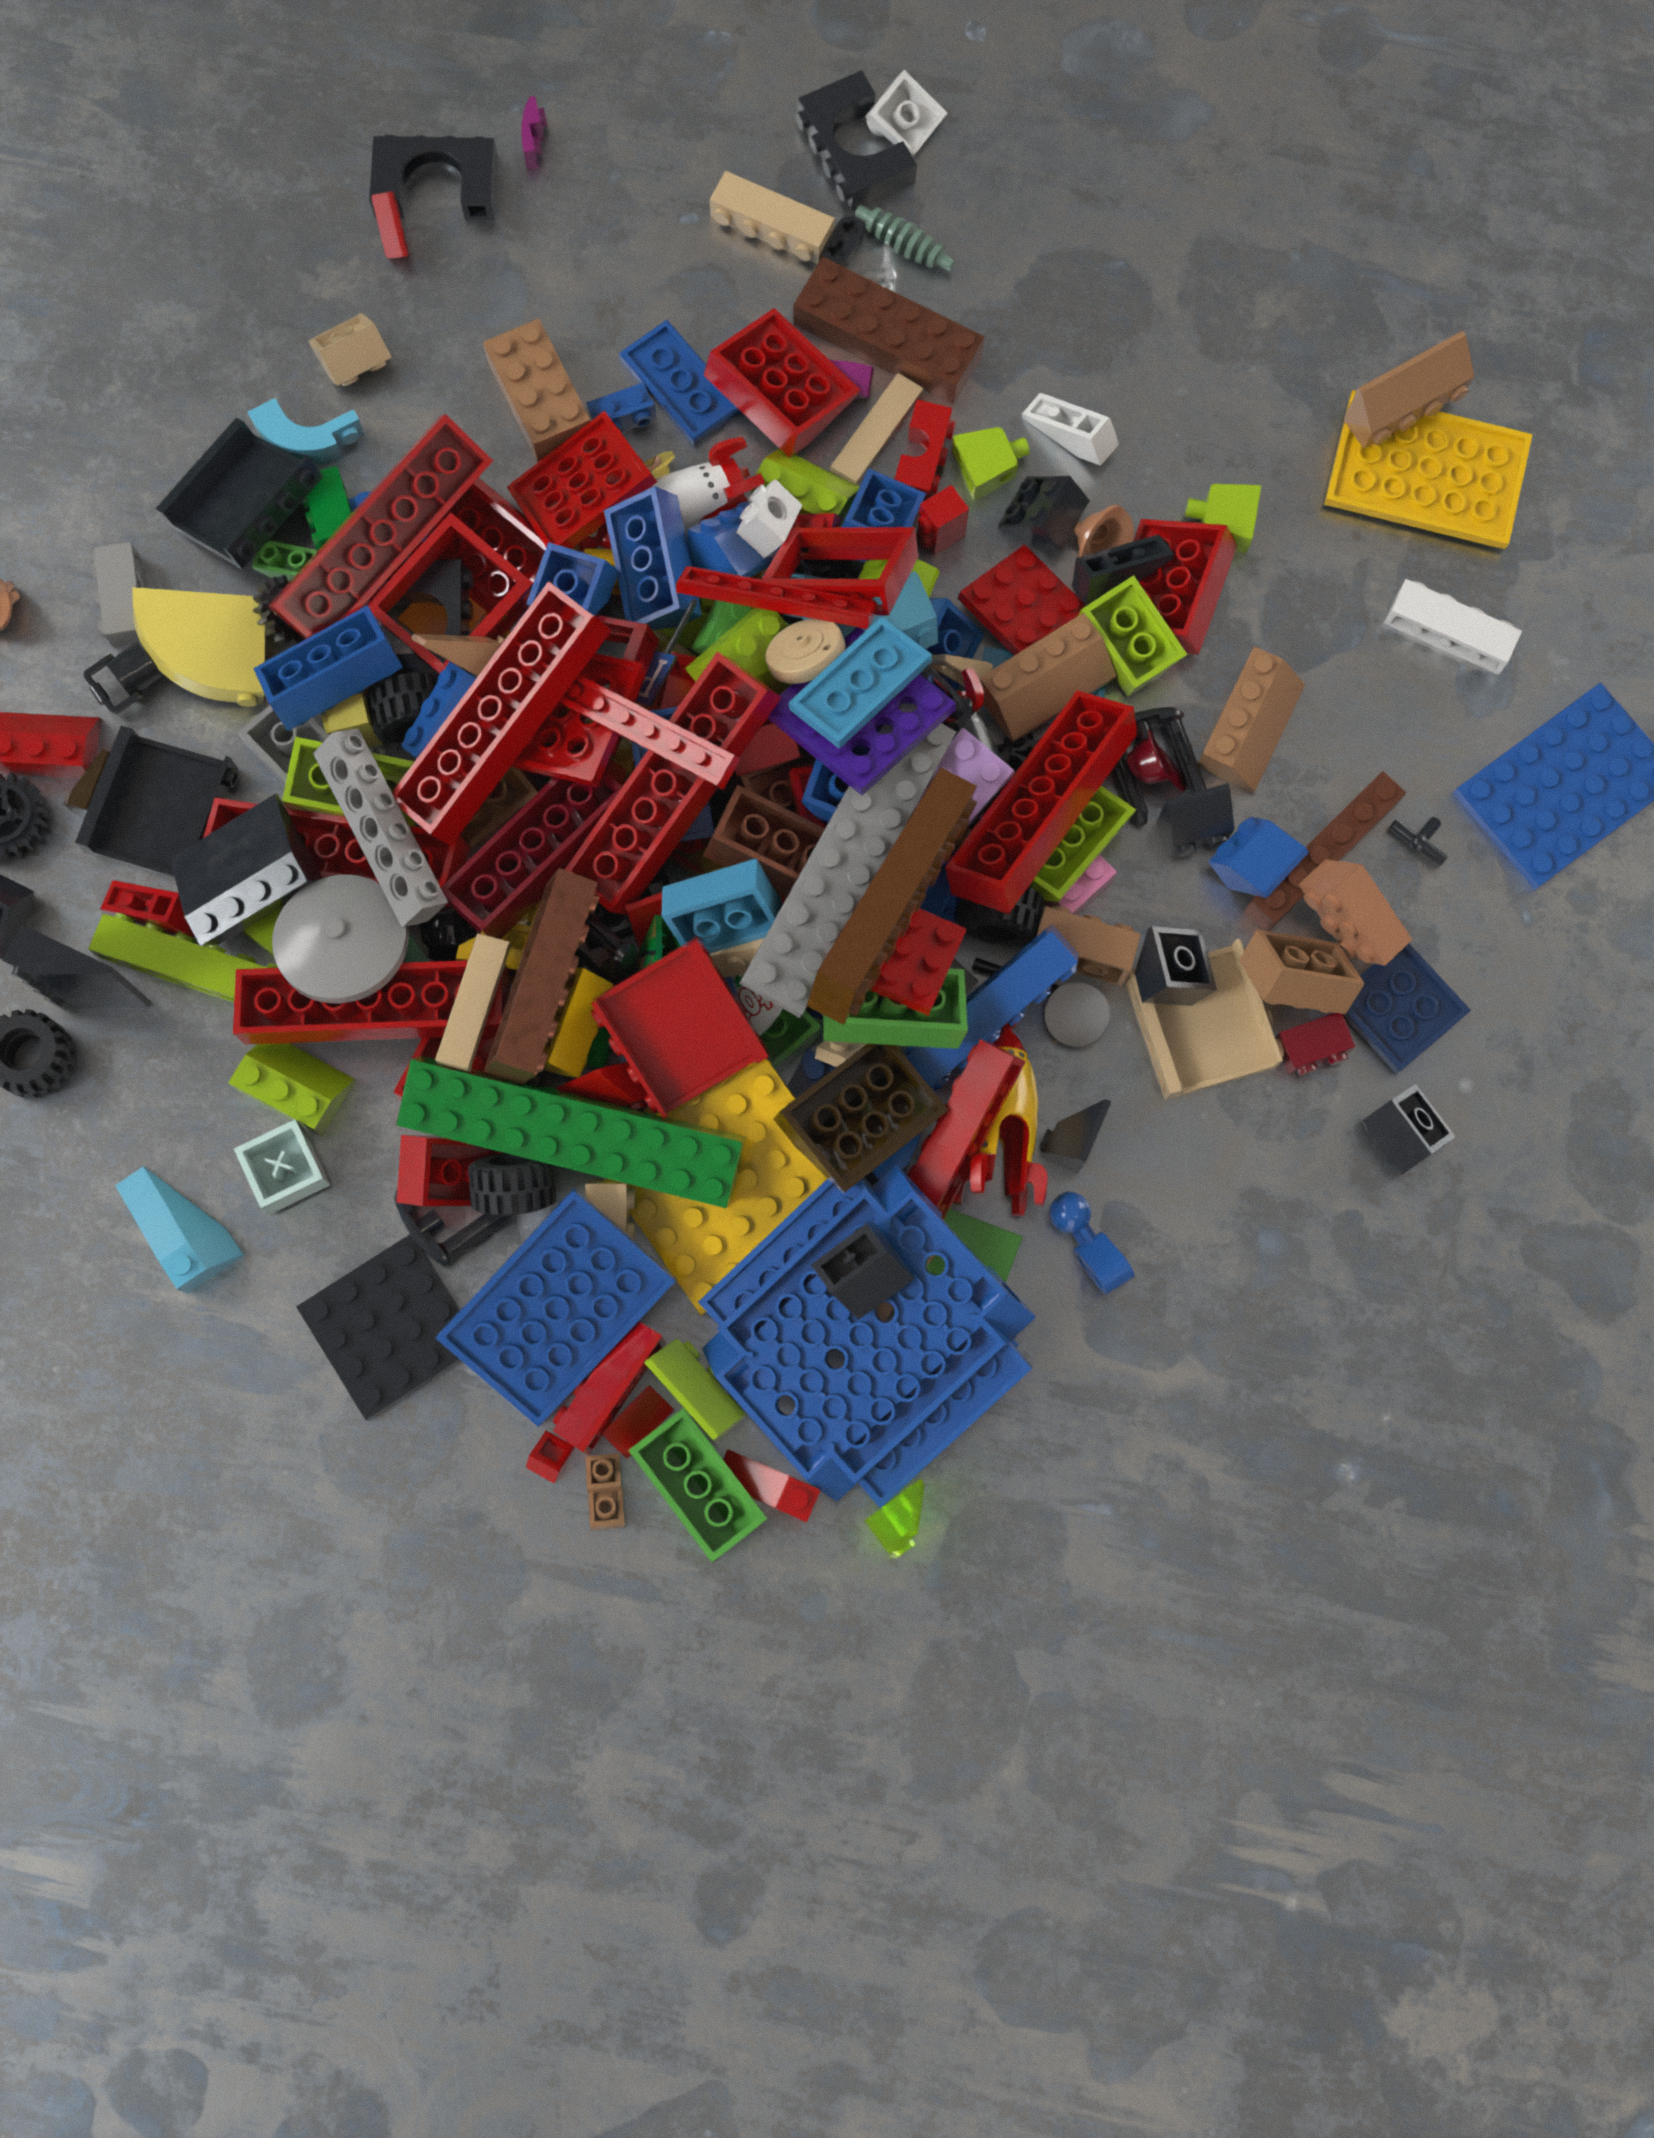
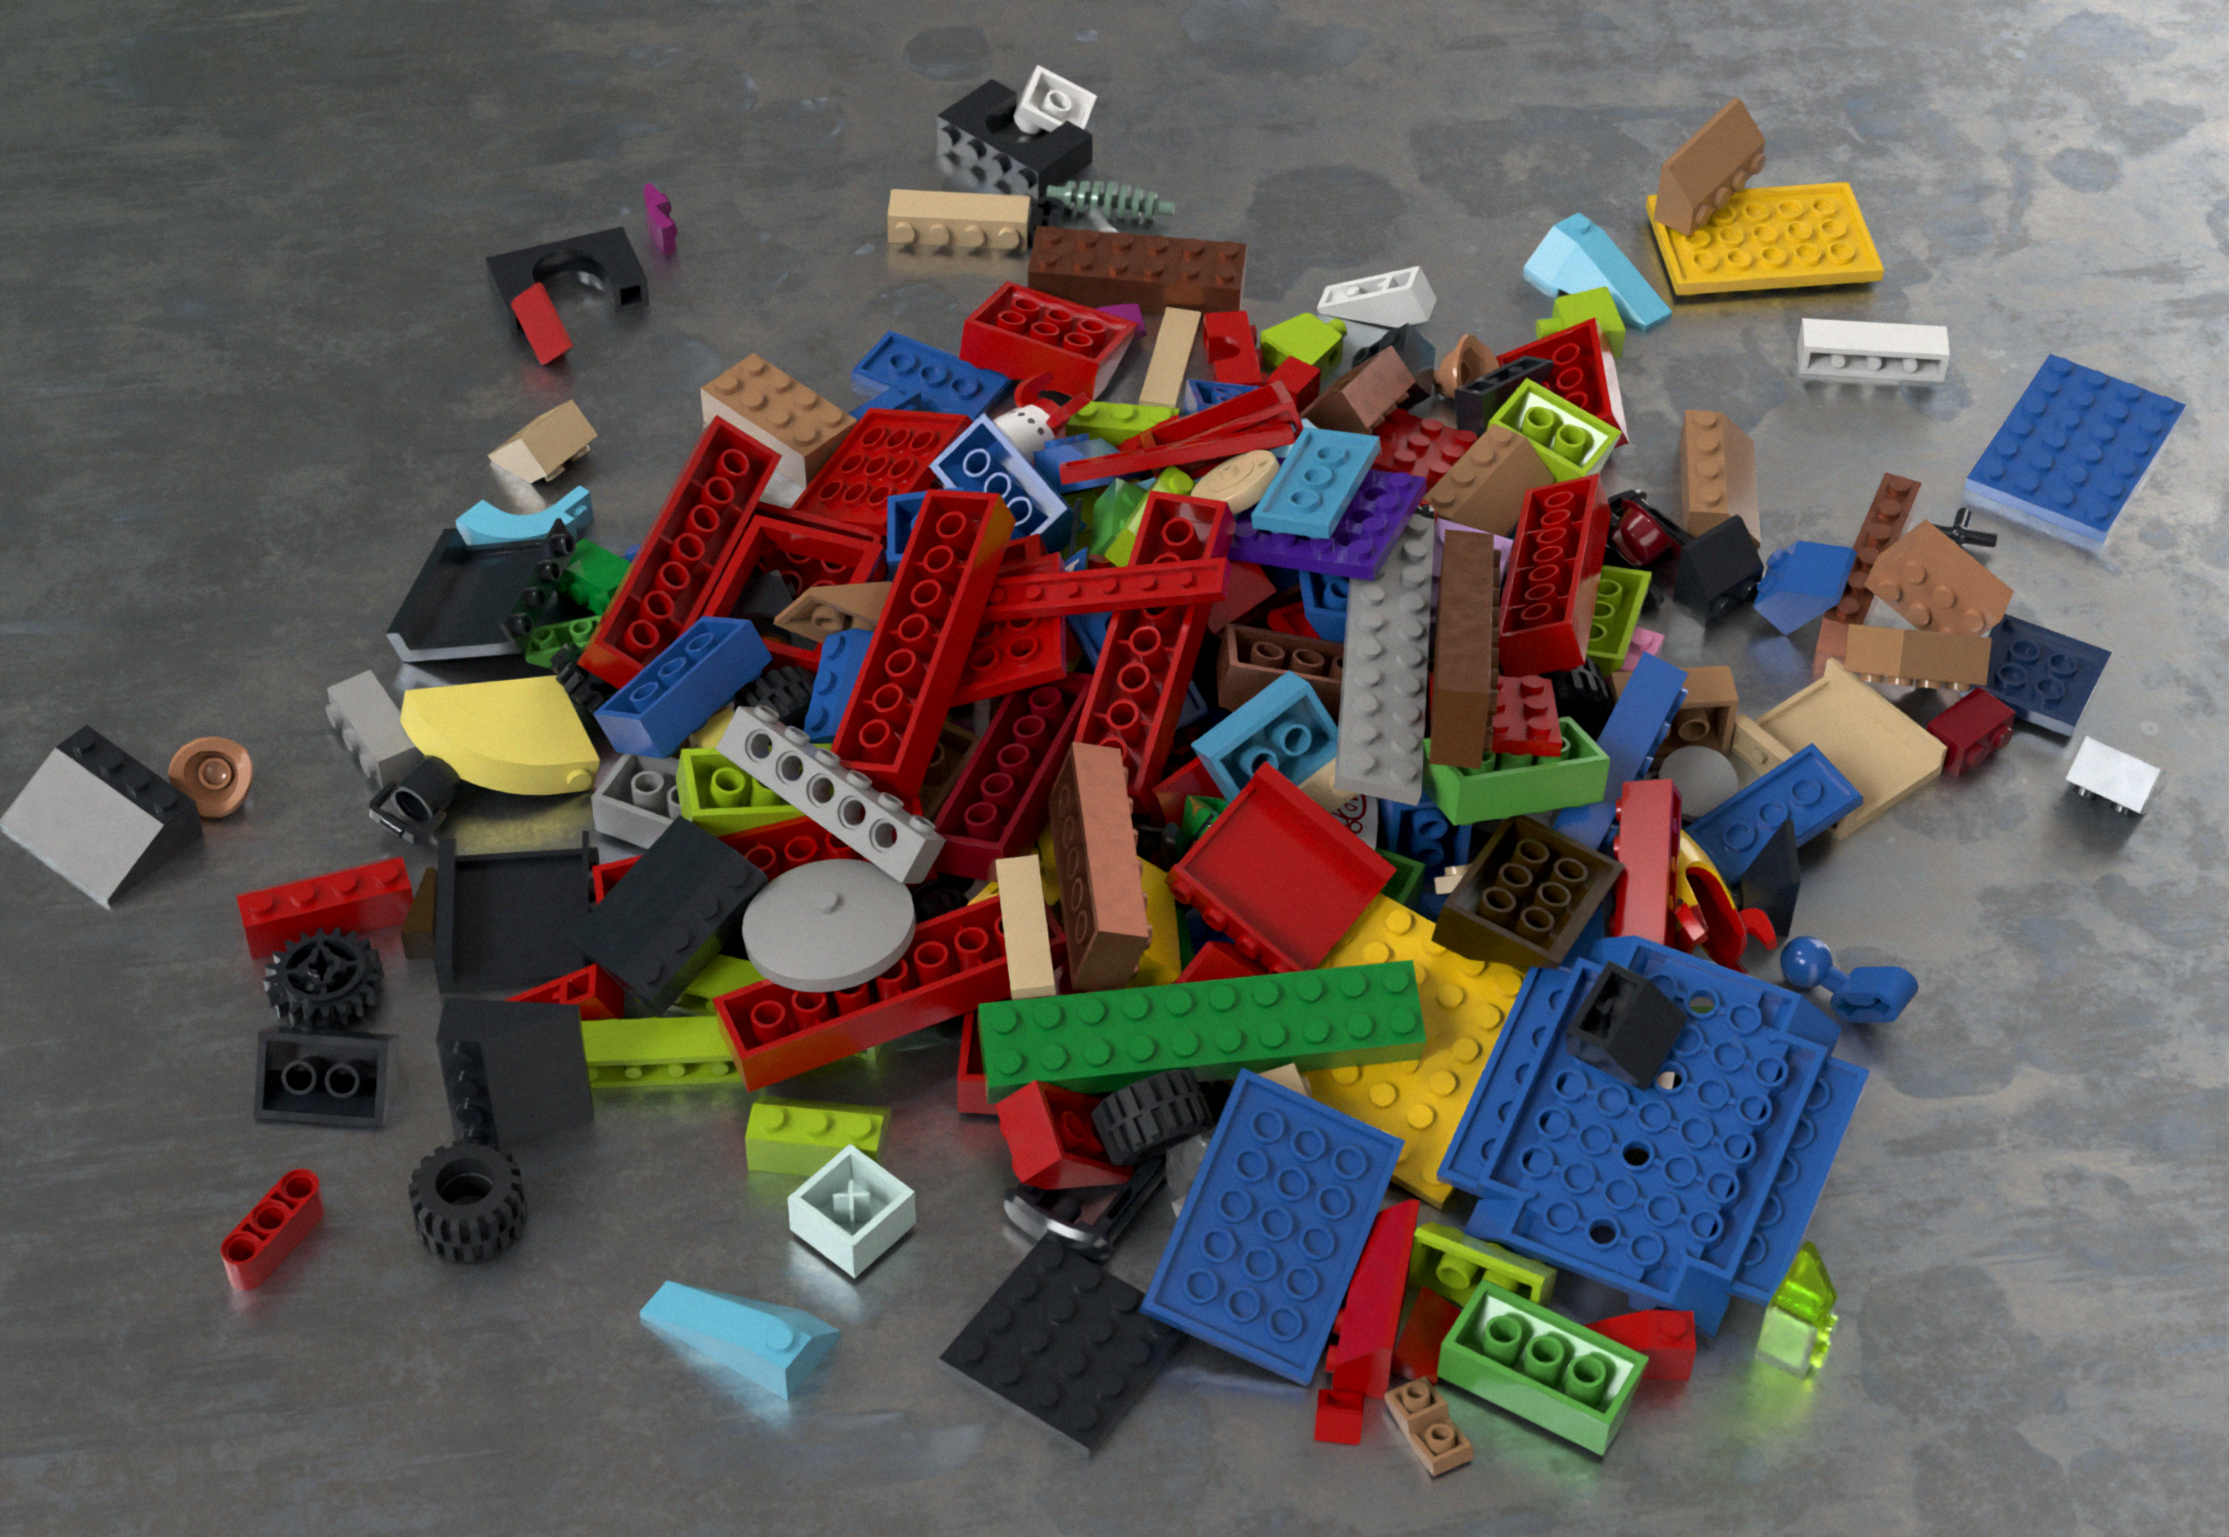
camera: 20 degrees left, 30 degrees down
(768, 517) = (1110, 427): white brick -> none
(980, 551) = (1362, 395): none -> copper brick
(1114, 1069) = (1799, 789): none -> blue tile
(1174, 967) = (1781, 695): black slope -> none
(1263, 454) = (1582, 258): none -> medium azure wedge

